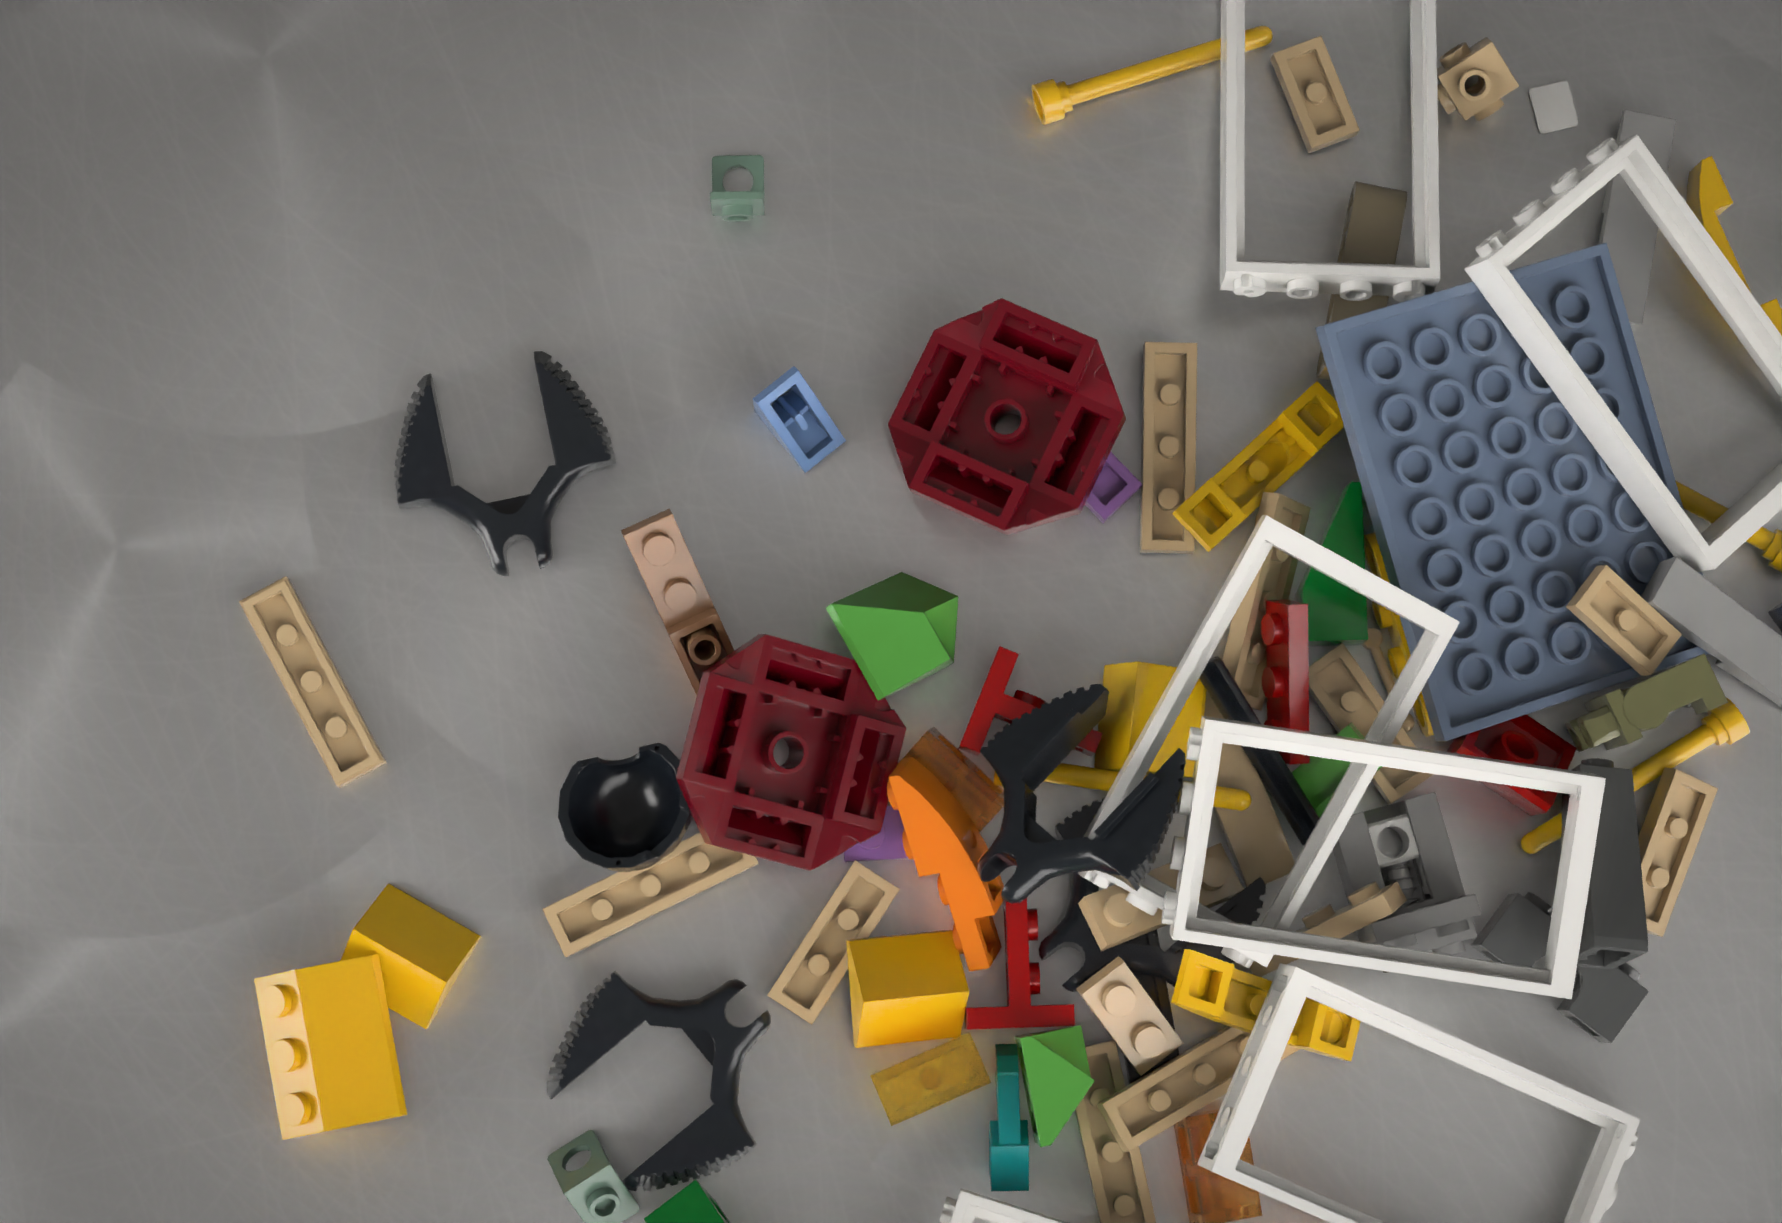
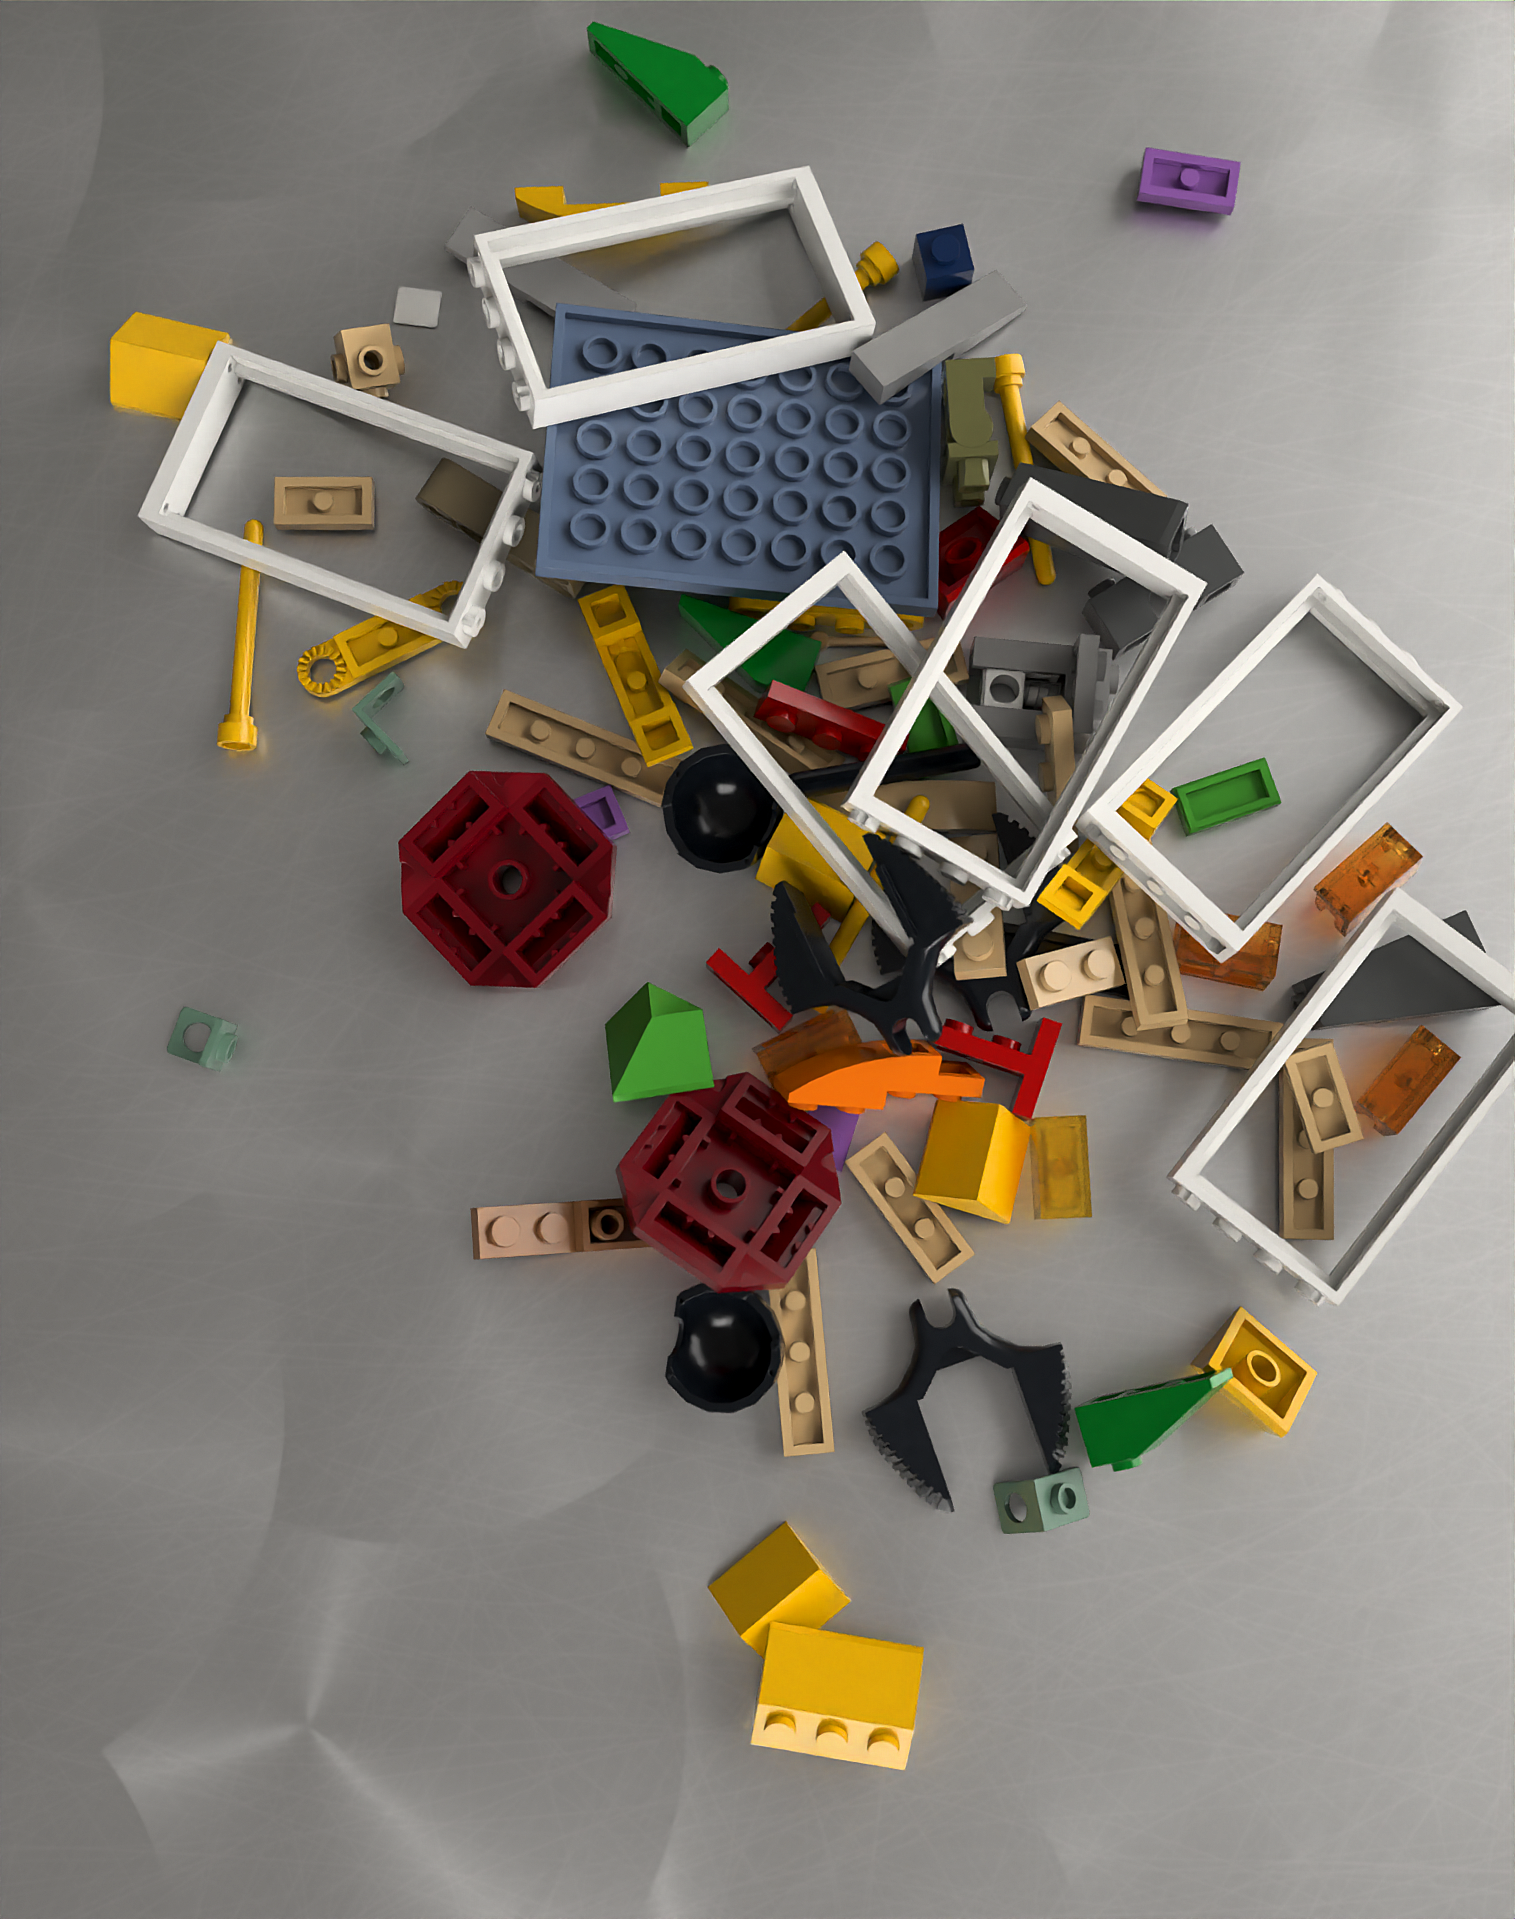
camera: 65 degrees left, 0 degrees up
(312, 682) = (500, 1590): tan tile -> none
(577, 447) = (358, 1417): black piece -> none
(797, 419) = (434, 1064): medium blue slope -> none
(1008, 1133) = (1134, 1117): teal piece -> none
(1053, 1078) = (1102, 1060): bright green slope -> none
(1128, 219) = (370, 706): none -> sand green bracket
(1154, 601) = (719, 811): none -> black cylinder
(1190, 197) = (371, 646): none -> yellow plate
(1374, 1111) = (1225, 796): none -> bright green tile
(1623, 620) = (889, 418): tan plate -> none

